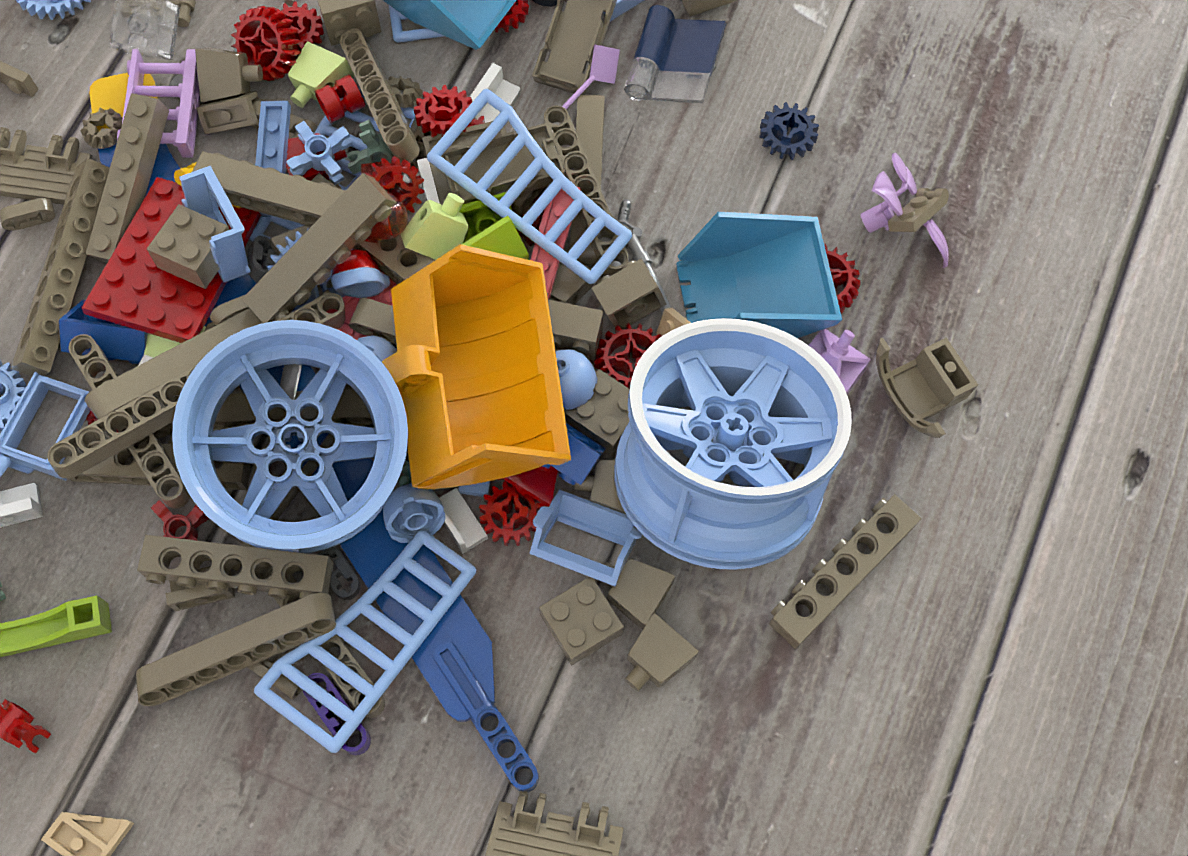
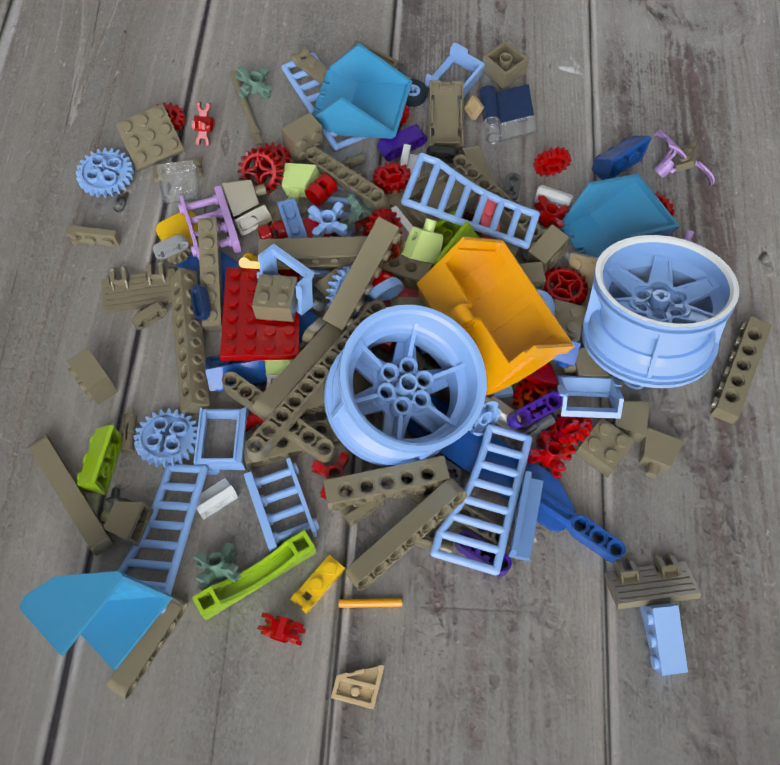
camera: 20 degrees left, 5 degrees down
(63, 533) = (267, 520): none -> light blue fence
(89, 122) = (170, 246): none -> light grey beam
(91, 218) = (200, 302): none -> dark blue tile
(95, 676) = (318, 583): none -> yellow plate
(154, 727) = (375, 602): none -> light orange bar
(236, 143) = (265, 231): none -> red wheel
(407, 67) = (354, 160): none -> dark tan axle
(410, 684) = (526, 518): none -> medium blue fence
(485, 525) = (528, 418): none -> dark purple beam
(492, 614) = (551, 454): none -> red pin
(498, 556) = (539, 425): none -> dark grey axle
(512, 54) = (393, 147): none -> dark purple beam
(539, 578) = (570, 429): none -> red gear
(545, 92) = (444, 153): none -> pearl dark grey beam
(602, 69) = (469, 130): lavender piece -> none
(625, 175) = (513, 188): none -> dark grey beam
(628, 34) = (473, 107): none -> tan tile
(661, 239) = (550, 213): none -> red pin
(683, 211) = (554, 196): none -> white panel
(702, 157) = (552, 161): none -> red gear
(775, 128) = (591, 135): dark blue gear -> none
(815, 181) = (620, 157): none -> blue slope
(925, 384) = (738, 249): dark tan piece -> none

